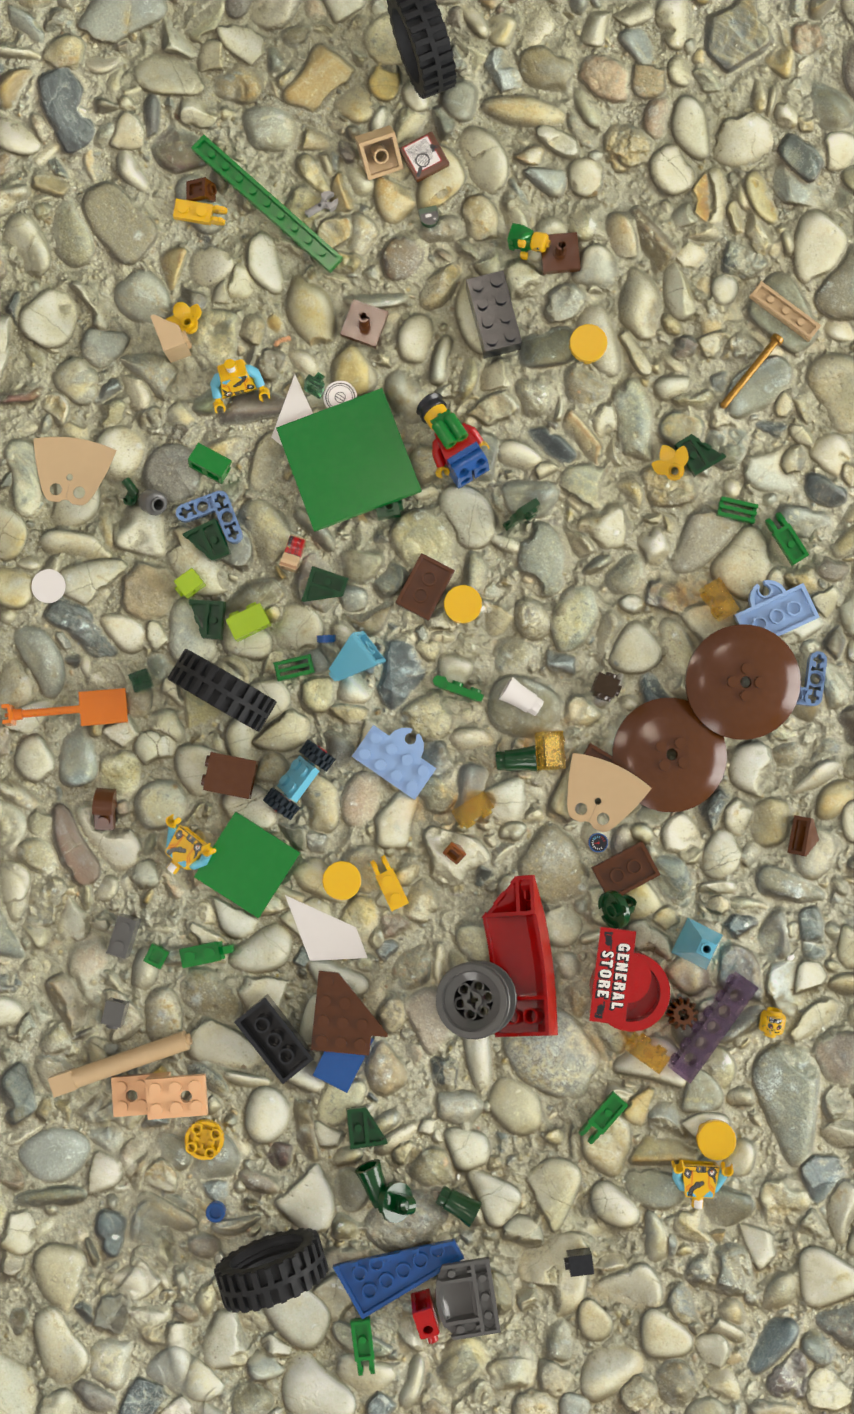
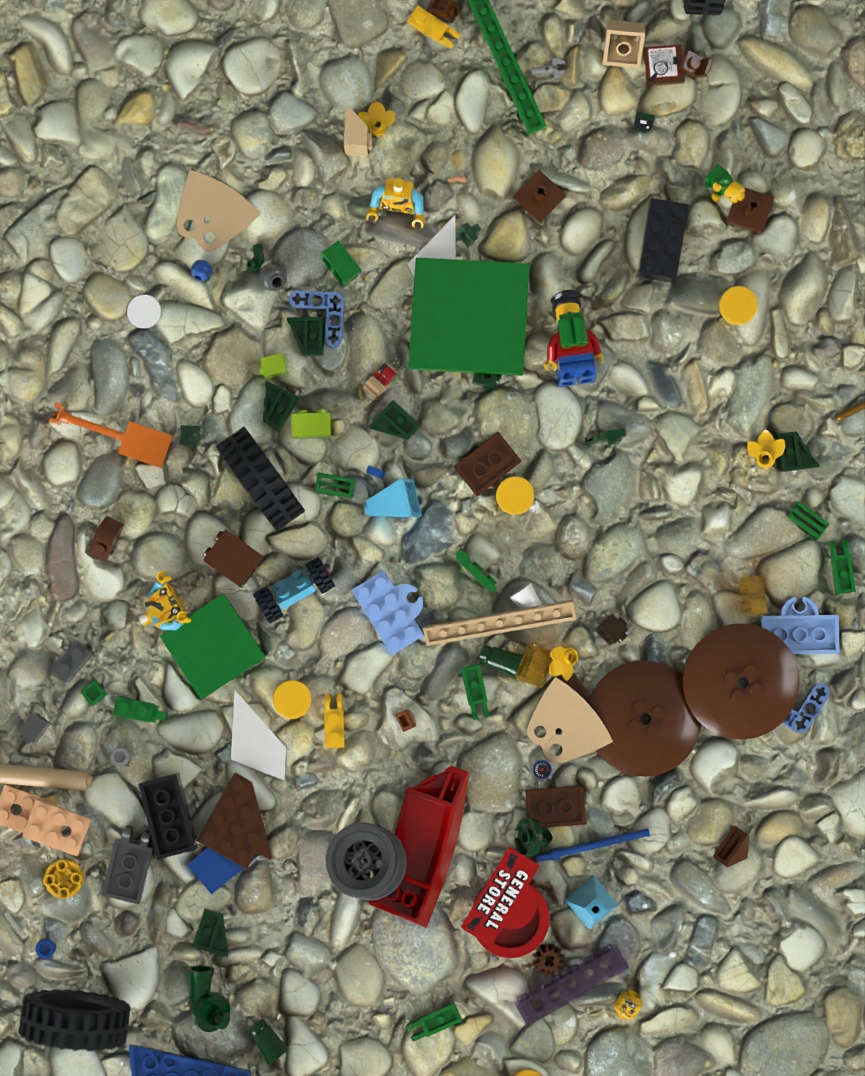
camera: 30 degrees right, 0 degrees up
(84, 524) = (201, 270): none -> blue piece
(207, 1003) = (120, 756): none -> light grey tile
(259, 1102) = (128, 867): none -> dark grey tile
(338, 393) = (487, 250): white sticker -> none
(452, 144) = (695, 65): none -> reddish brown bracket
(472, 809) = (440, 687): clear yellow brick -> none
(501, 725) = (500, 622): none -> tan tile
(504, 796) = (475, 688): none -> green hinge
(573, 736) = (562, 661): none -> yellow plate
(645, 914) = (556, 853): none -> blue bar
(651, 1055) = (500, 980): clear yellow brick -> none

